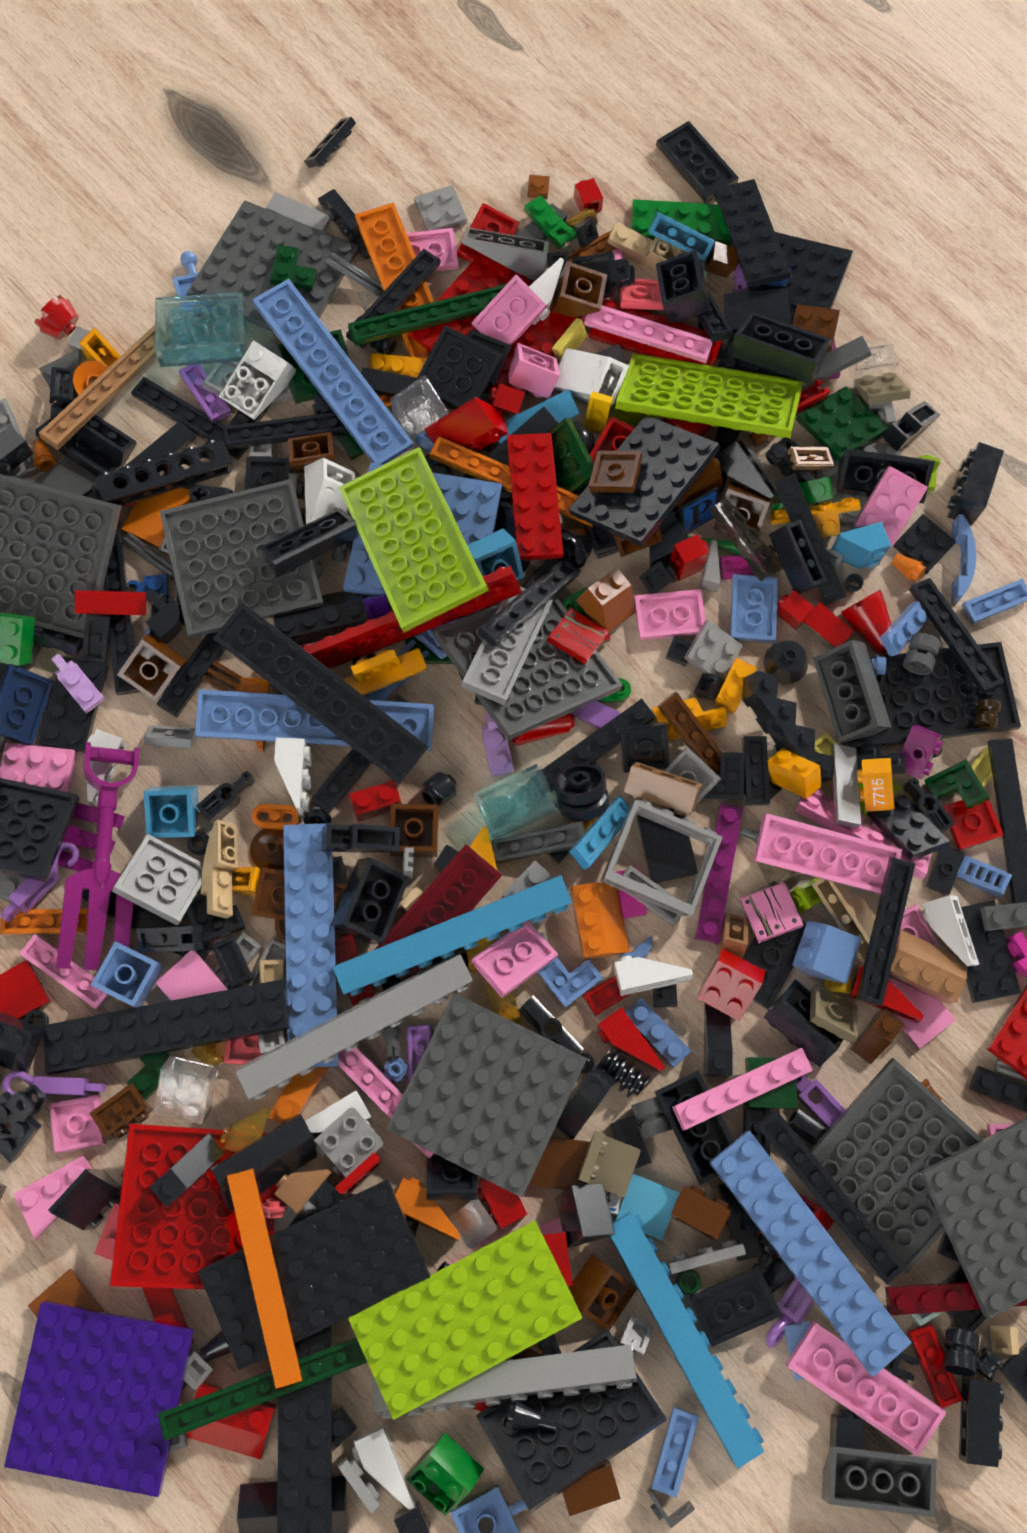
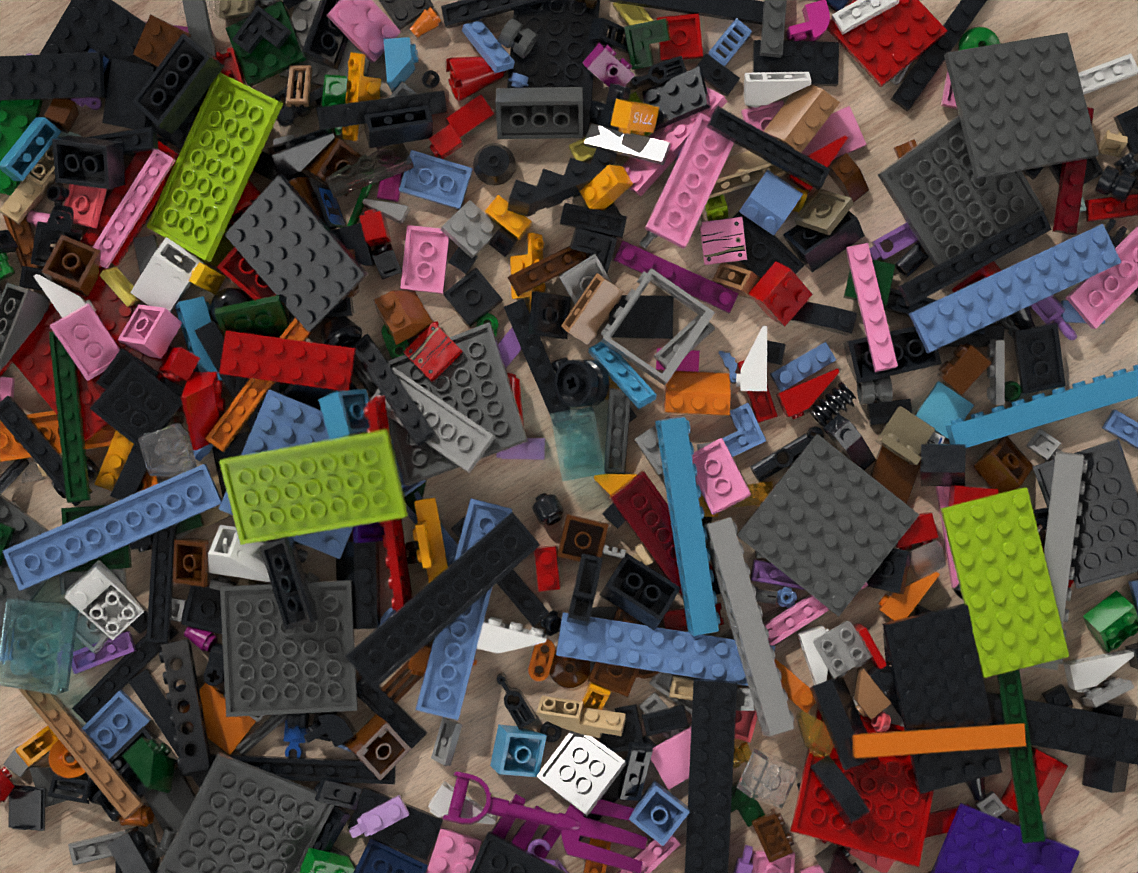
camera: 70 degrees left, 15 degrees up
(37, 354) = (27, 808): none -> black piece
(98, 450) = (152, 763): none -> dark green slope
(110, 602) = (308, 776): red tile -> none
(134, 417) = (115, 723): none -> medium blue plate
(168, 583) = (298, 720): none -> black wheel
(236, 478) = (201, 638): none -> magenta cone
(525, 1417) = (1090, 551): black cone -> none
(615, 471) = (284, 280): reddish brown plate -> none
(643, 668) = (473, 297): none -> black plate
(645, 271) = (57, 193): none -> black plate
(856, 408) = (261, 25): none -> black plate
(947, 739) = (599, 31): none -> black slope

